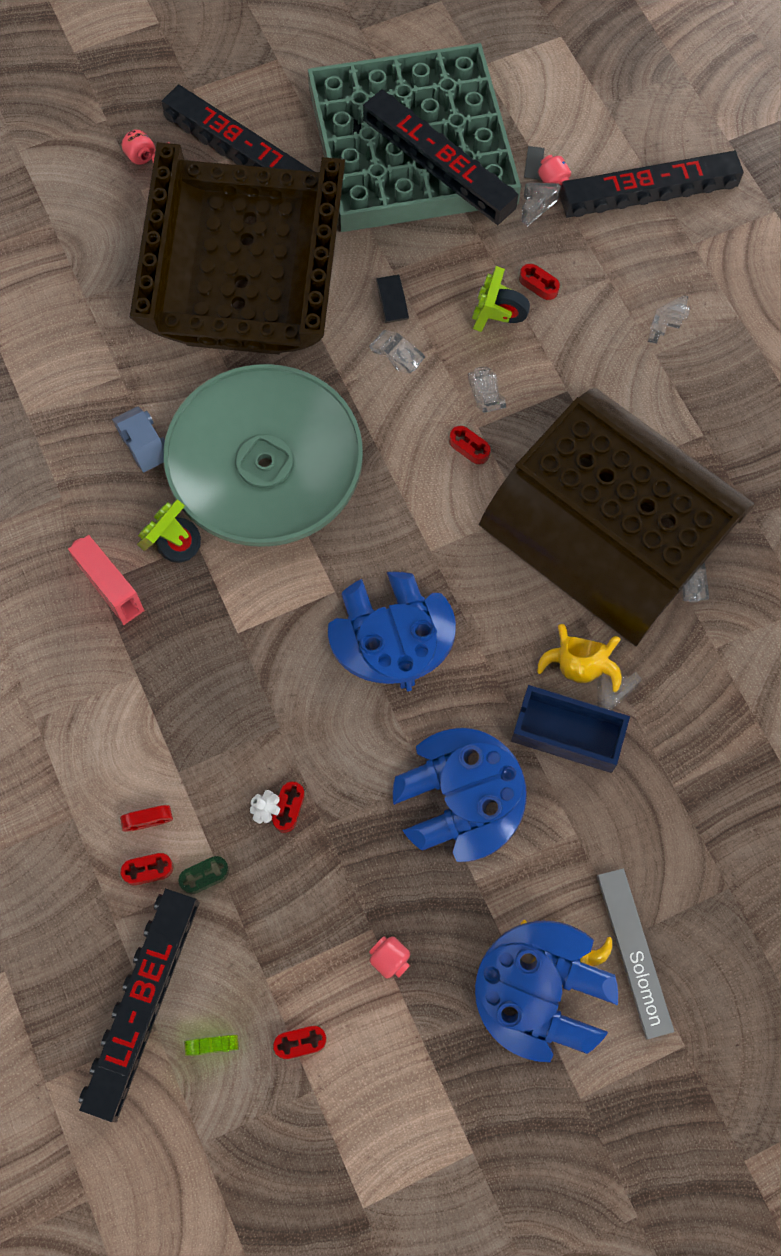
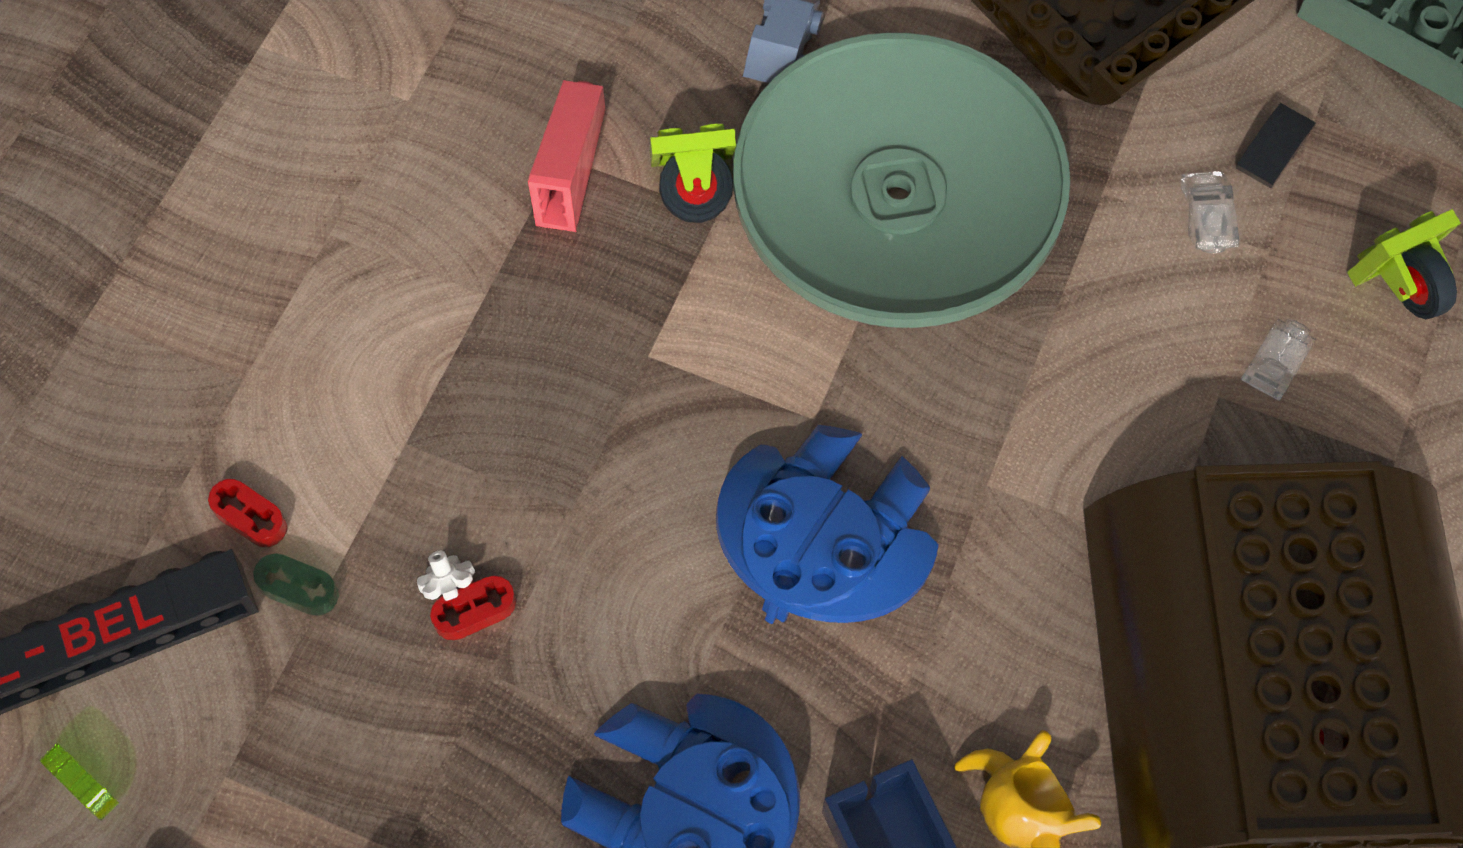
camera: 50 degrees right, 5 degrees down
(146, 818) = (309, 455): red beam -> none
(469, 444) = (1191, 403): red beam -> none

